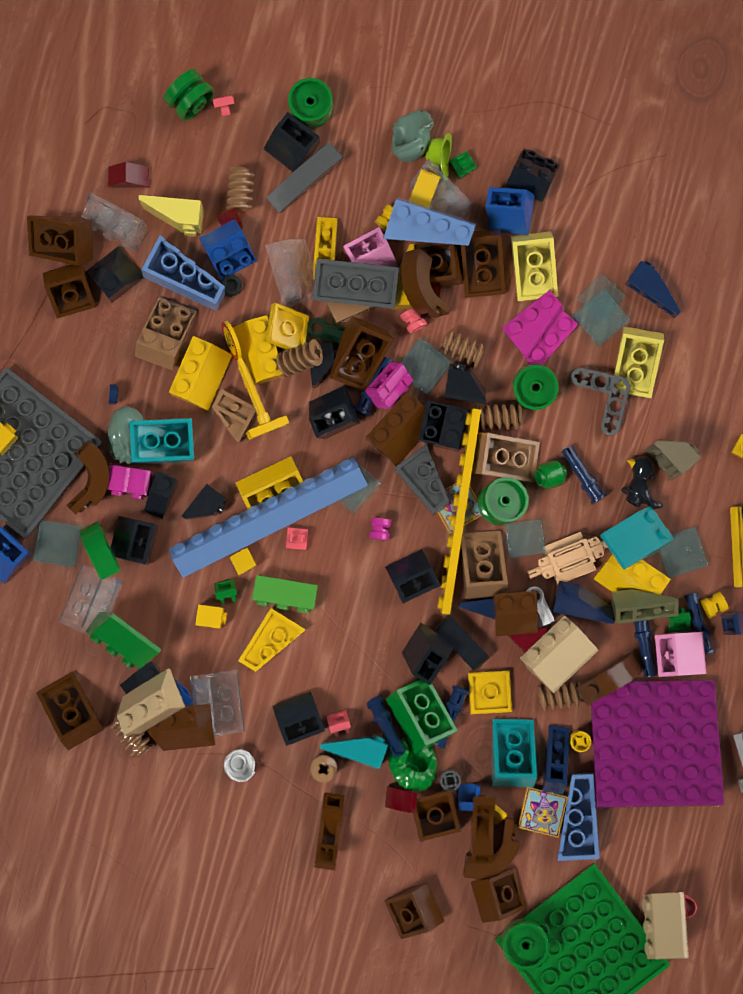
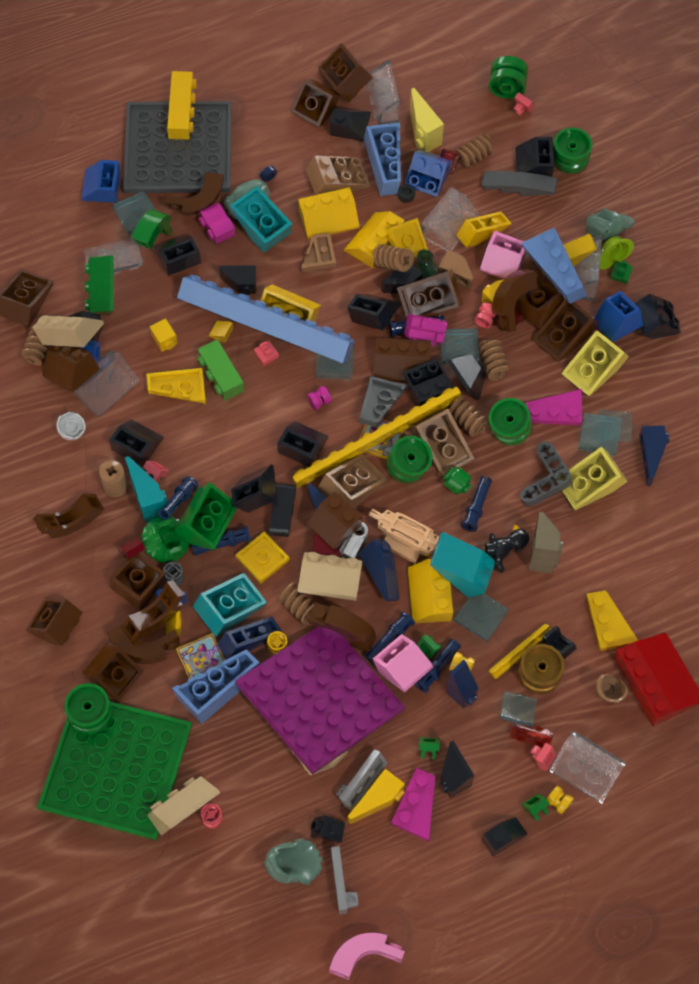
camera: 55 degrees right, 20 degrees down
(128, 176) = (424, 85): dark red slope -> none
(160, 494) = (224, 247): black slope -> none
(225, 589) = (190, 331): green tile -> none
(265, 423) = (329, 275): yellow piece -> none
(355, 283) = (475, 253): dark grey plate -> none
(525, 538) = (396, 497): clear light blue piece -> none
(530, 324) = (552, 389): dark pink wing -> none
(640, 606) = (415, 607): olive slope -> none

